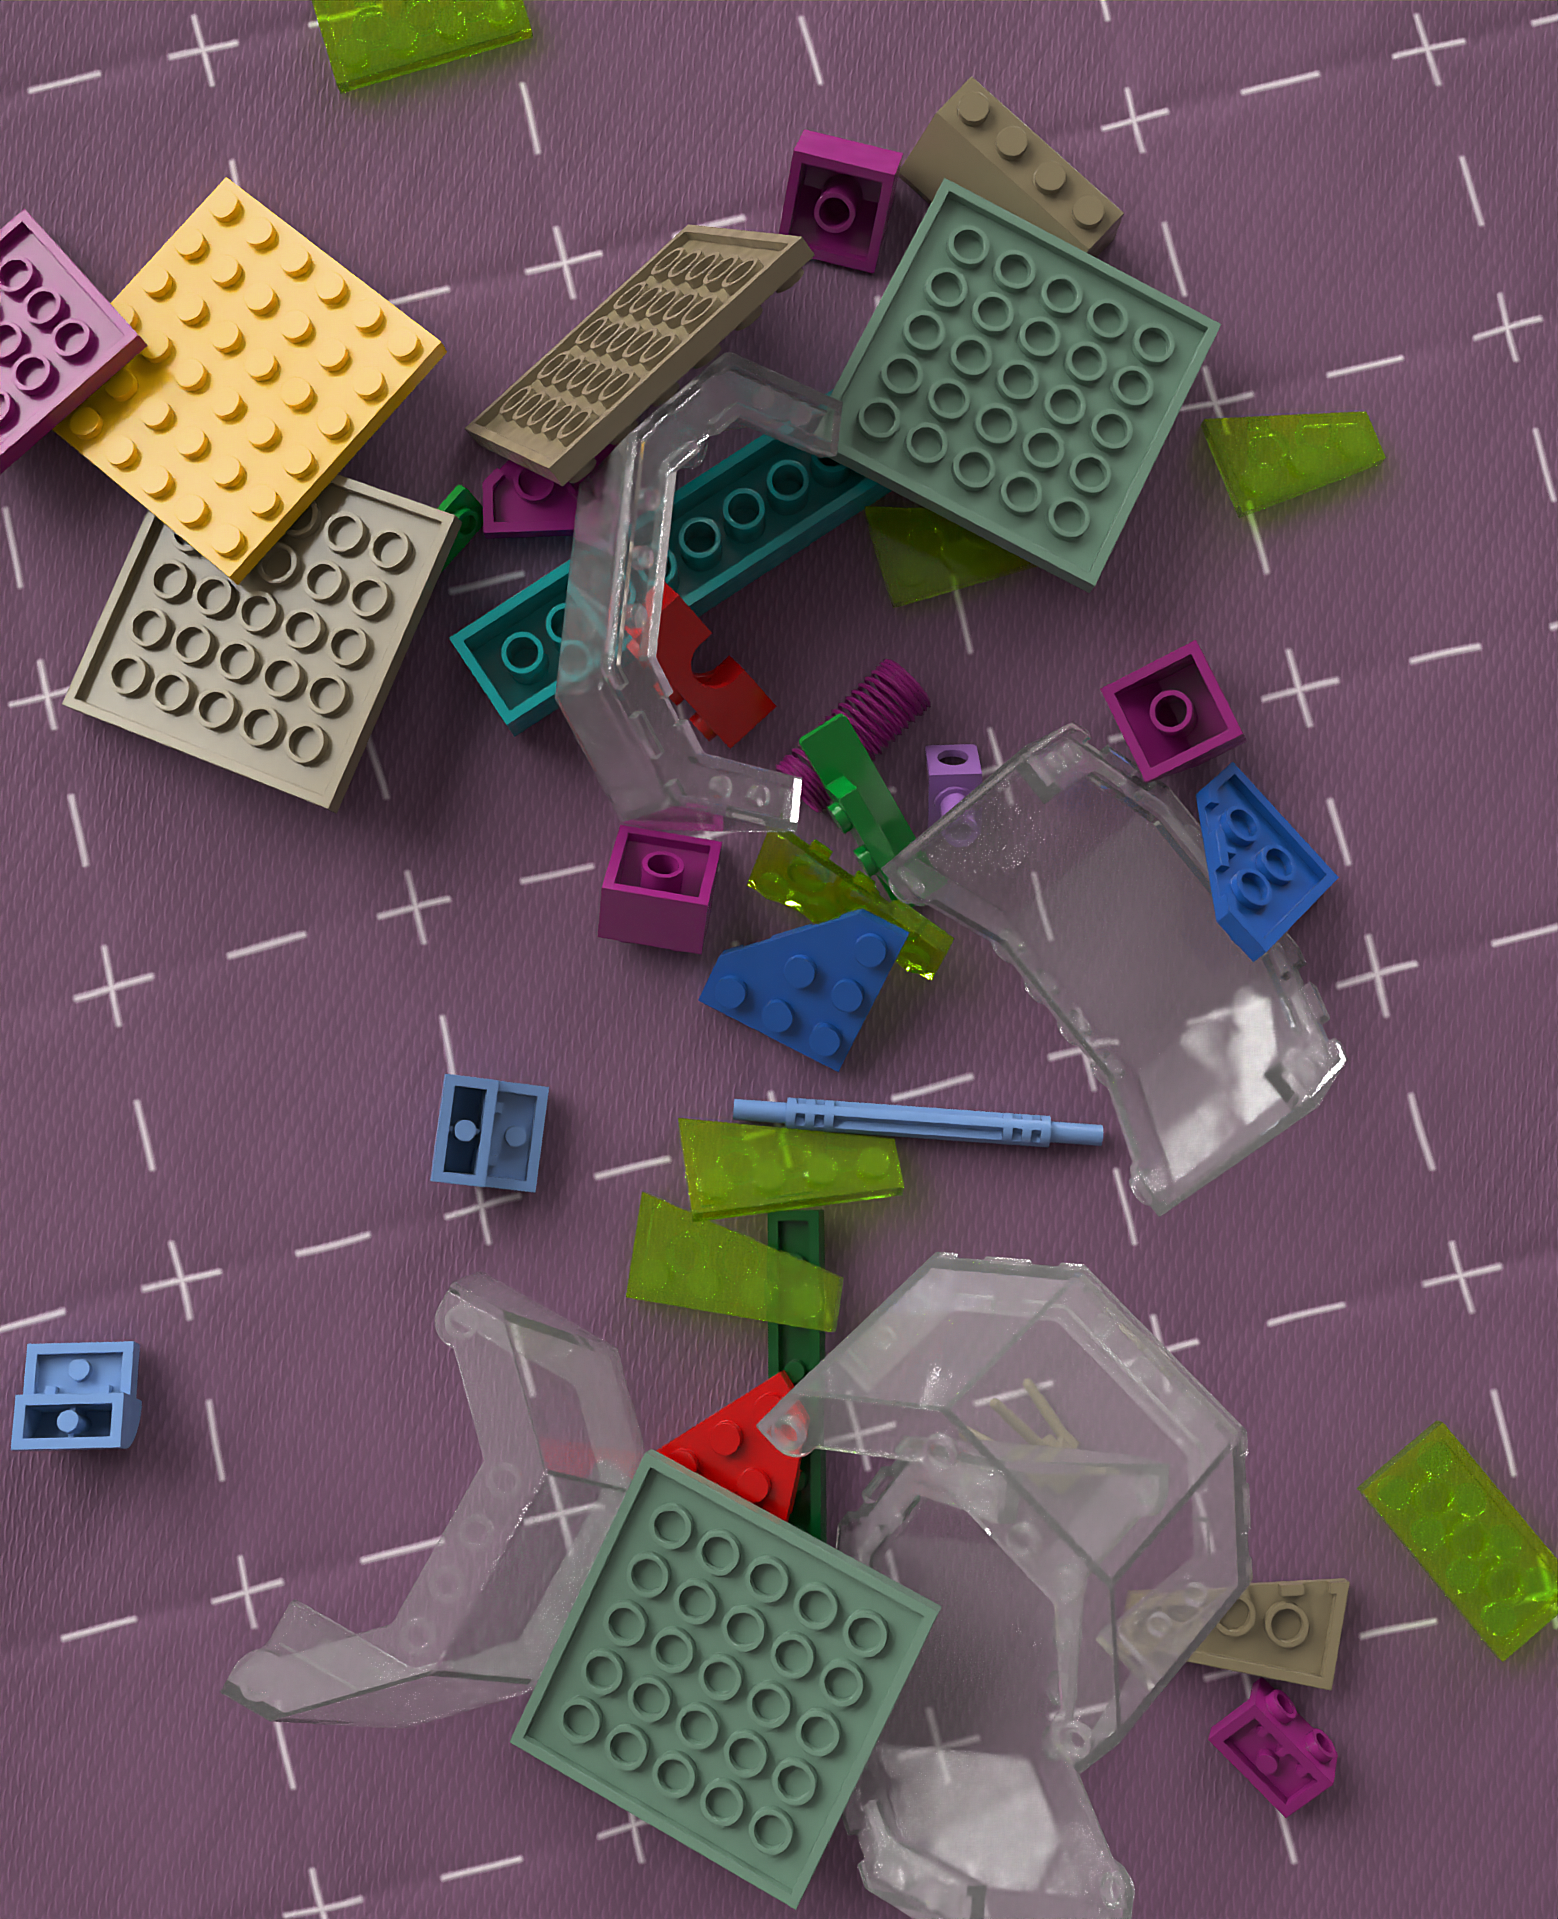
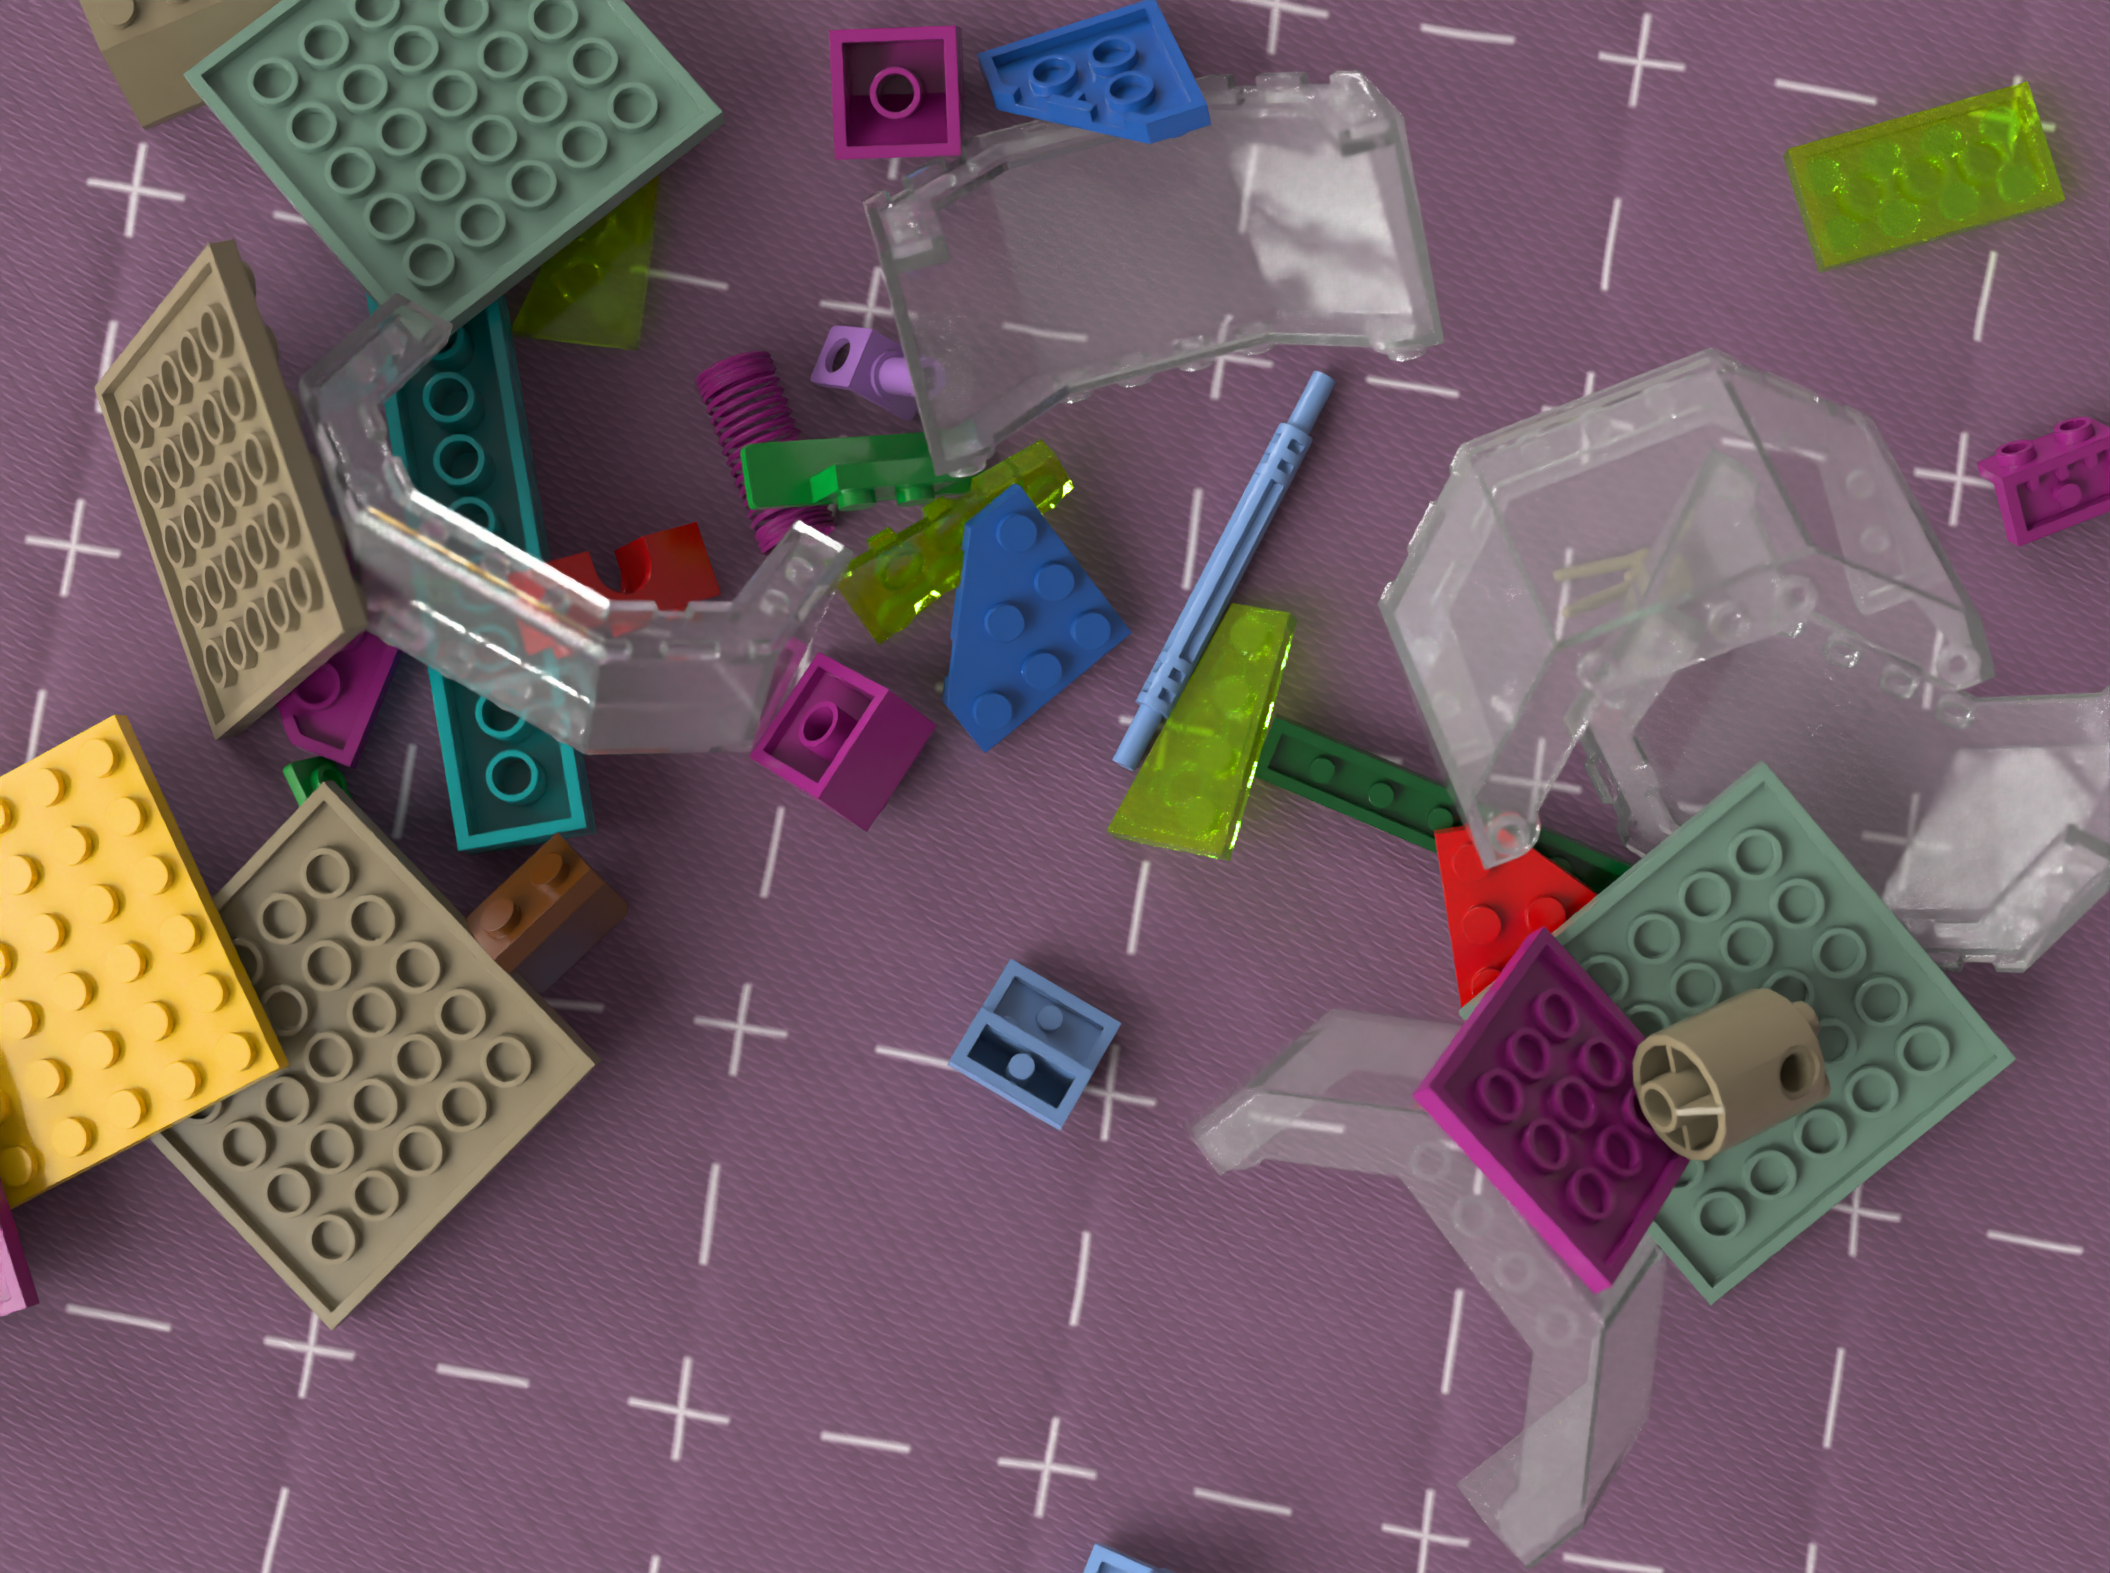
camera: 70 degrees left, 0 degrees up
(430, 724) = (547, 915): none -> reddish brown bracket
(597, 1569) = (1551, 1110): none -> magenta plate
(680, 1687) = (1730, 1072): none -> dark tan cylinder
(726, 1271) = (1298, 849): clear neon green wing -> none
(840, 198) = (146, 204): magenta slope -> none
(1281, 1632) = (1939, 416): dark tan wing -> none

